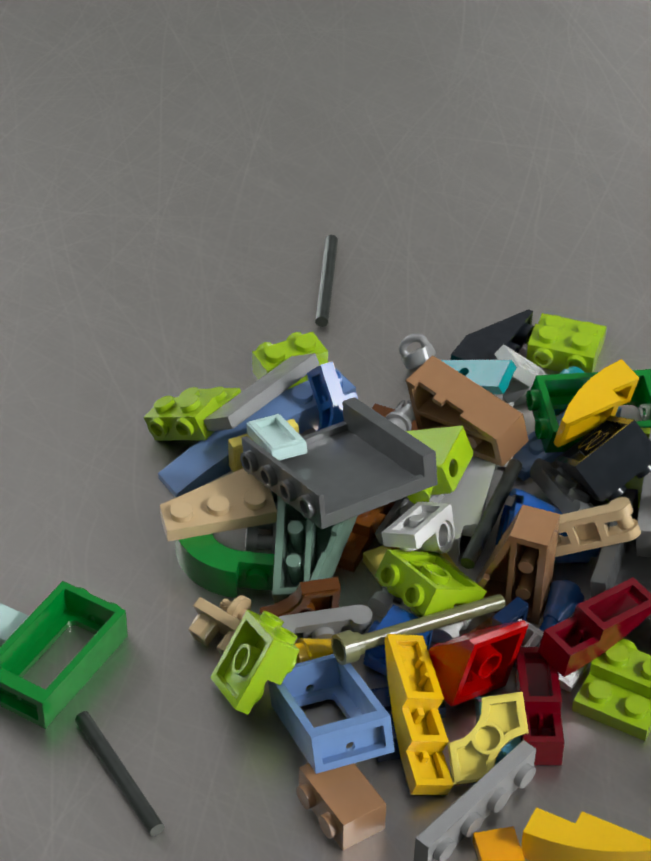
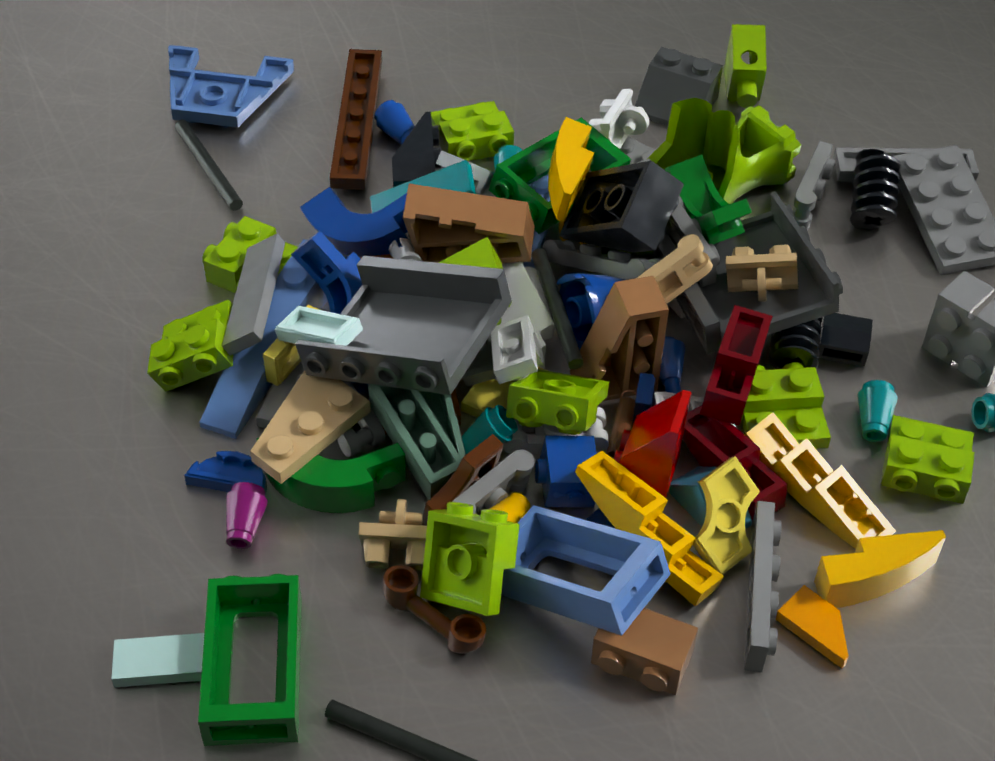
camera: 35 degrees left, 5 degrees up
(132, 552) = (243, 513): none -> magenta cone
(145, 520) = (224, 471): none -> blue tile
(198, 667) = (400, 590): none -> reddish brown bar
(350, 646) = (550, 494): olive piece -> none
(360, 582) = (488, 423): none -> teal cone
(379, 228) = (218, 96): none -> medium blue wing
(381, 369) = (350, 231): none -> blue arch
(418, 356) = (357, 195): light grey tile -> none
(477, 290) = (356, 120): none -> reddish brown plate
(503, 303) = (394, 120): none -> blue cone
(596, 755) = (810, 480): none -> yellow slope

